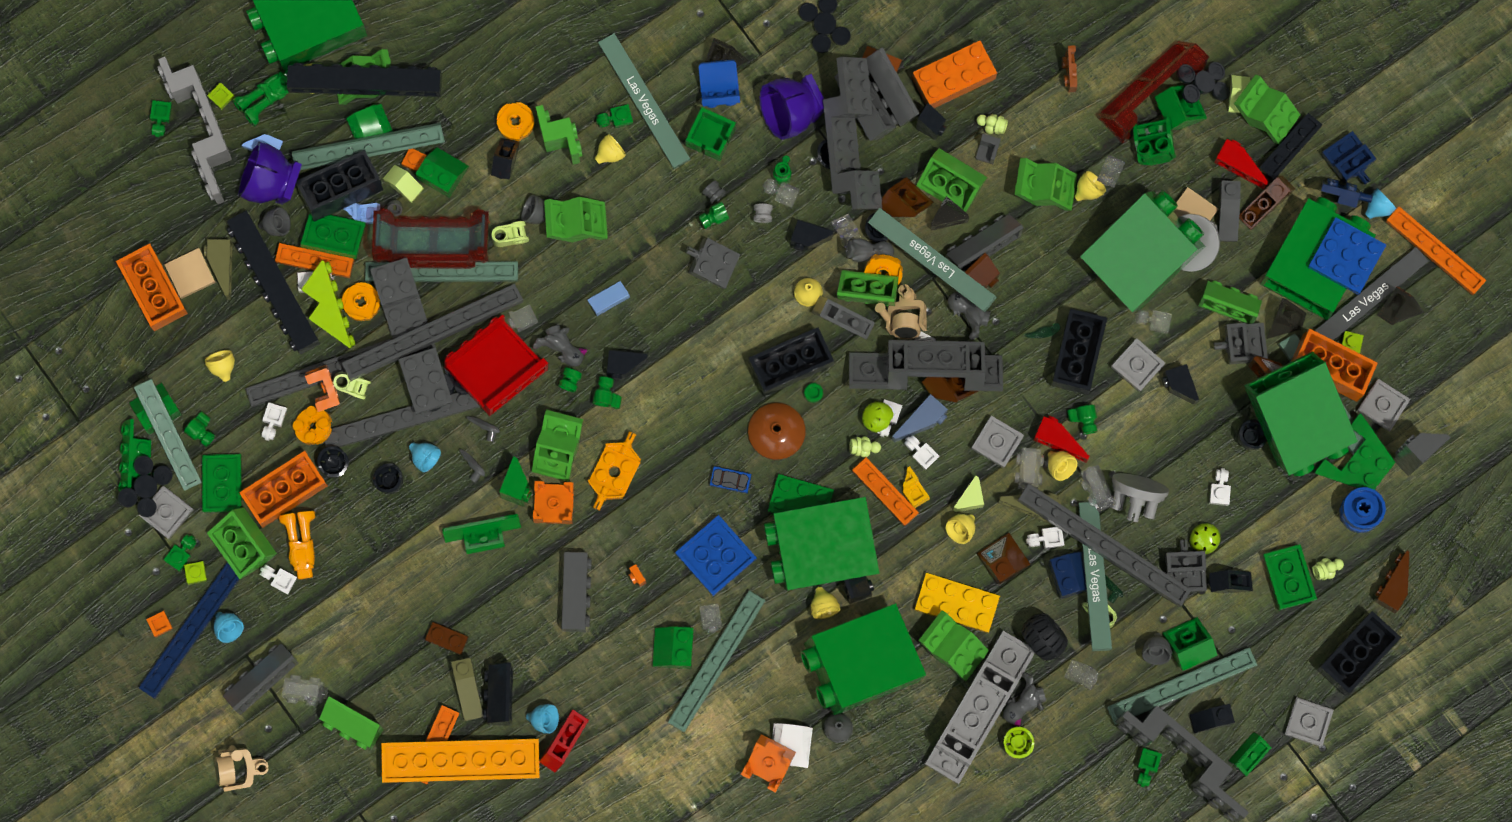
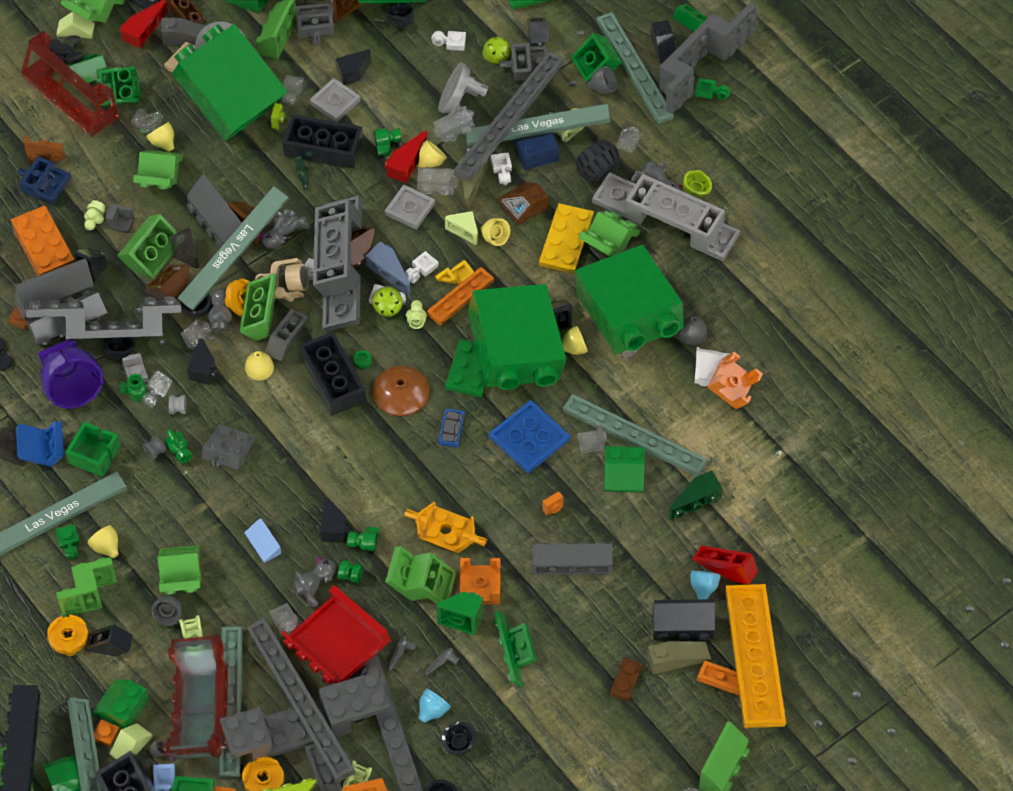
camera: 90 degrees left, 20 degrees down
(645, 720) = (700, 492): none -> dark green slope
(806, 171) = (134, 364): none -> light grey bracket
(1036, 71) = (43, 180): none -> dark blue plate
(1115, 305) = (277, 116): none -> lime plate

